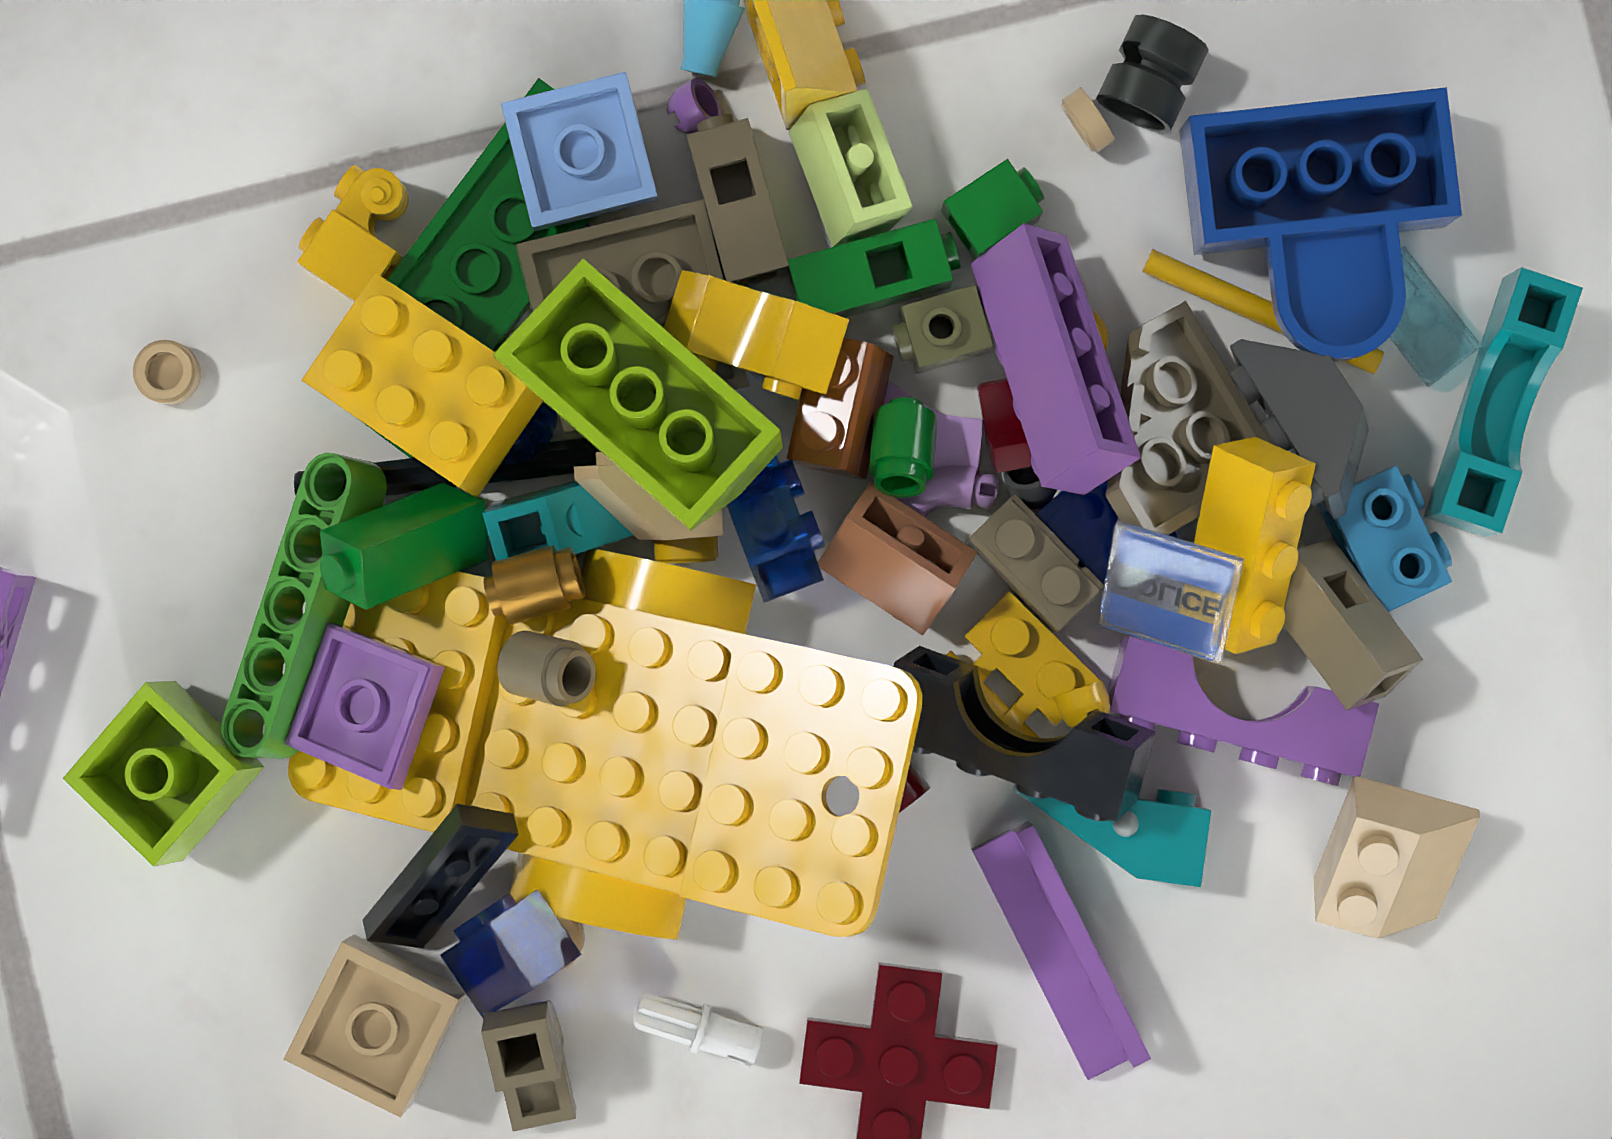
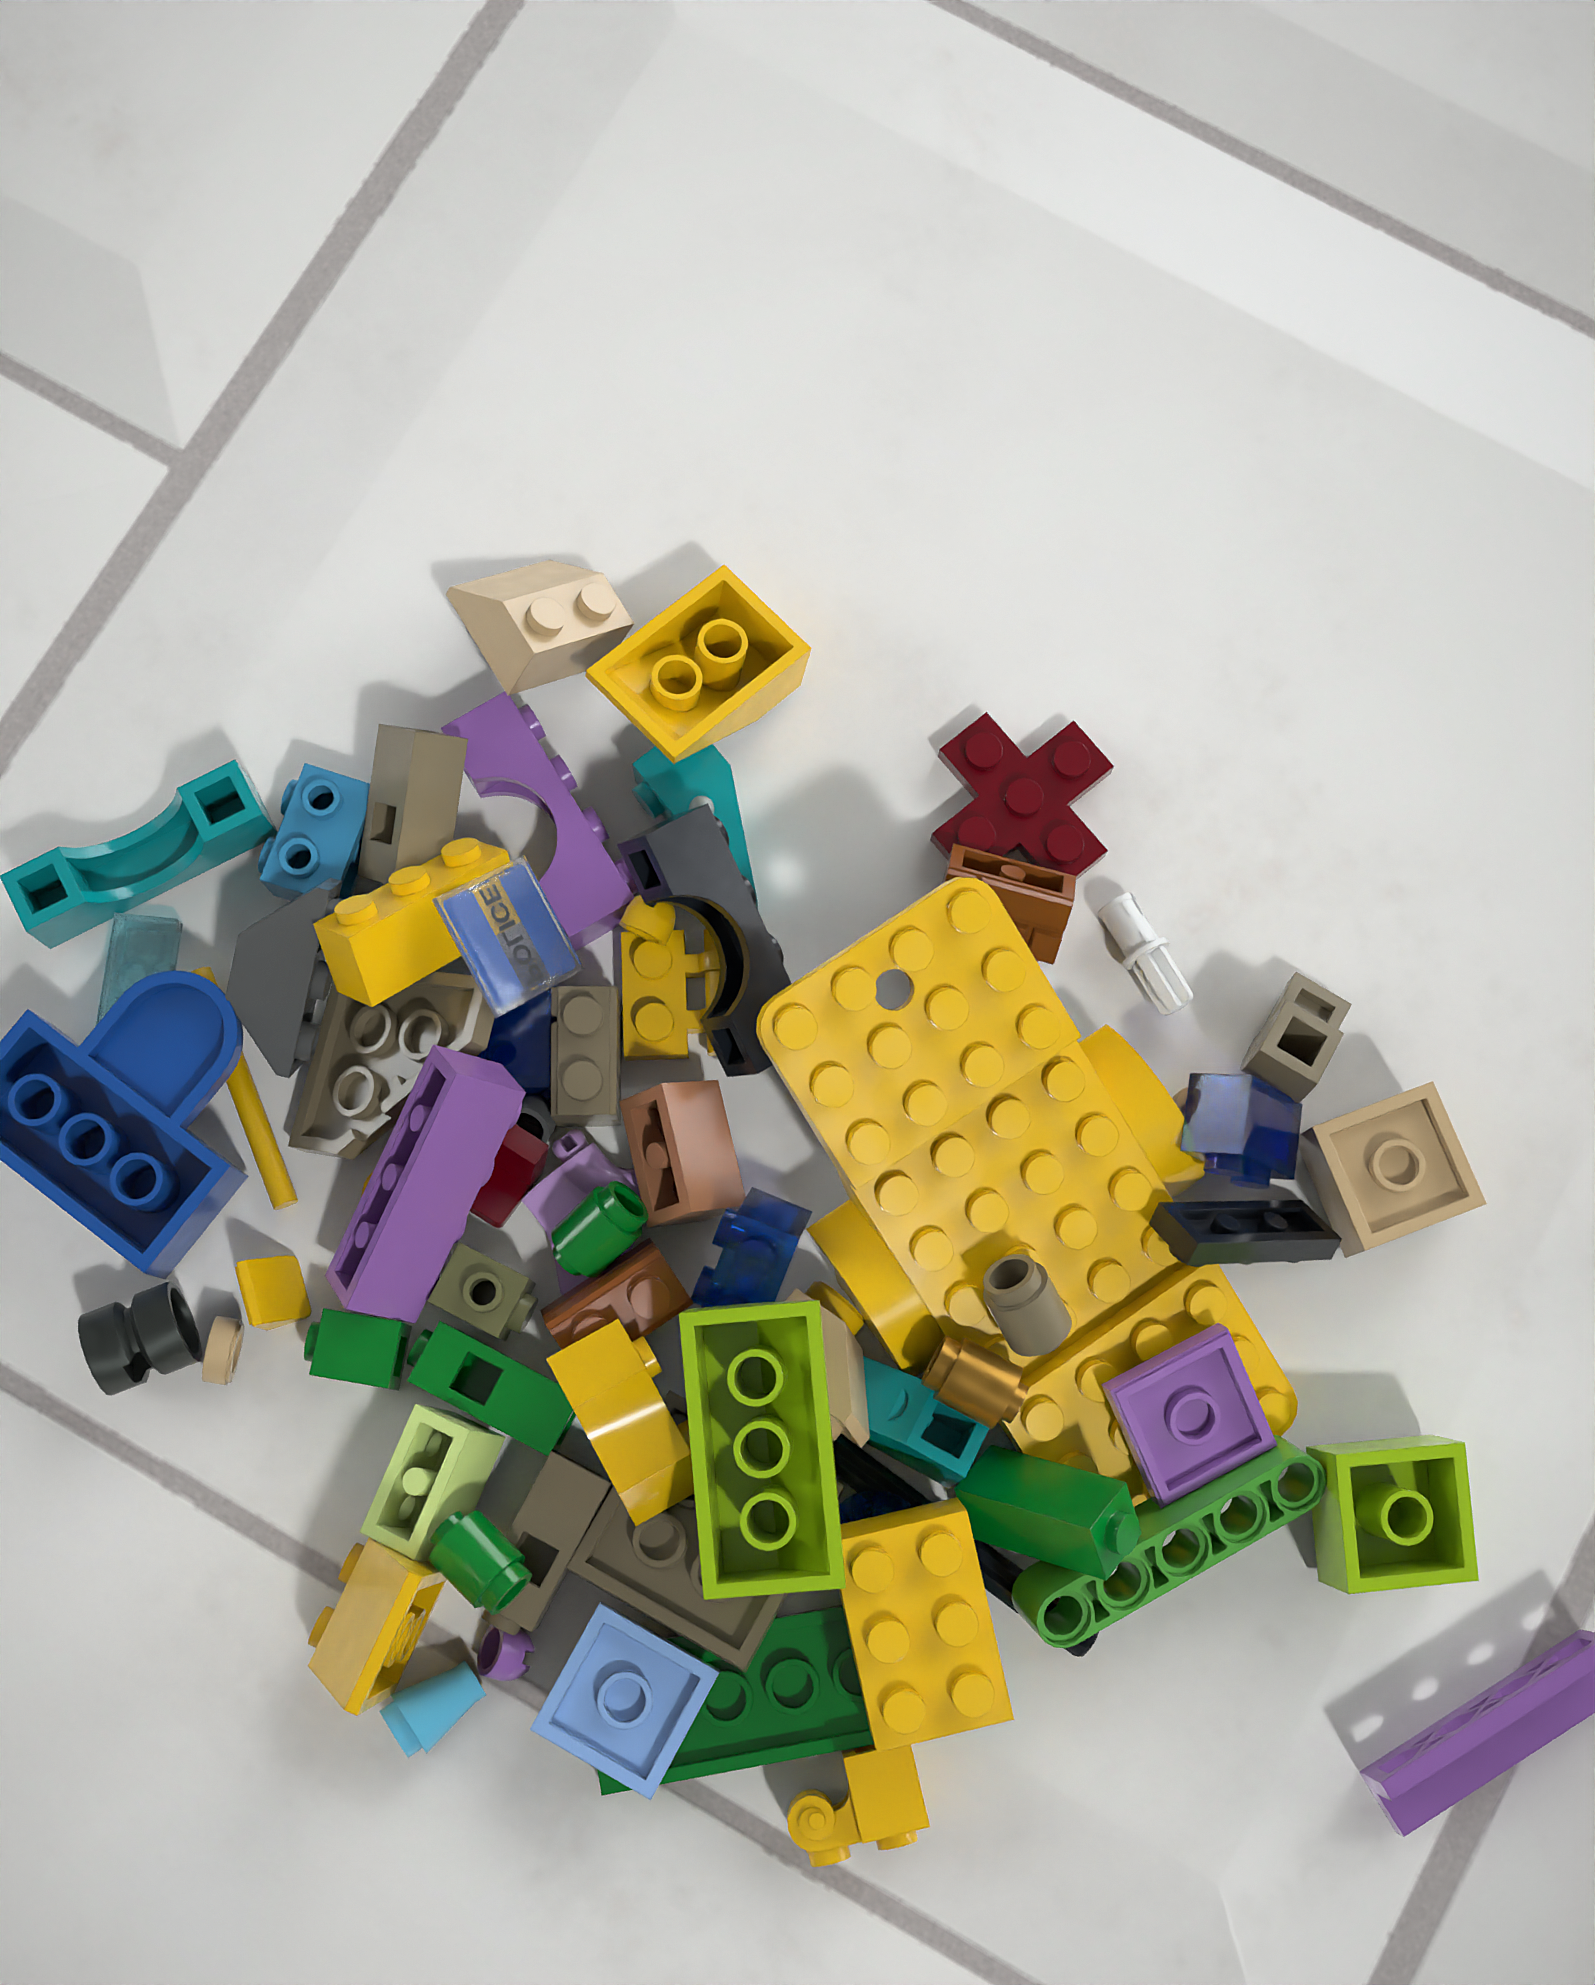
camera: 140 degrees left, 10 degrees down
(166, 372) = (1111, 1840): tan tile -> none
(765, 145) = (479, 1561): none -> green brick
(831, 975) = (1033, 896): none -> dark orange brick
(1060, 951) = (831, 774): medium lavender fence -> none
(1093, 193) = (273, 1291): none -> yellow slope
(1229, 931) = (703, 667): none -> yellow slope

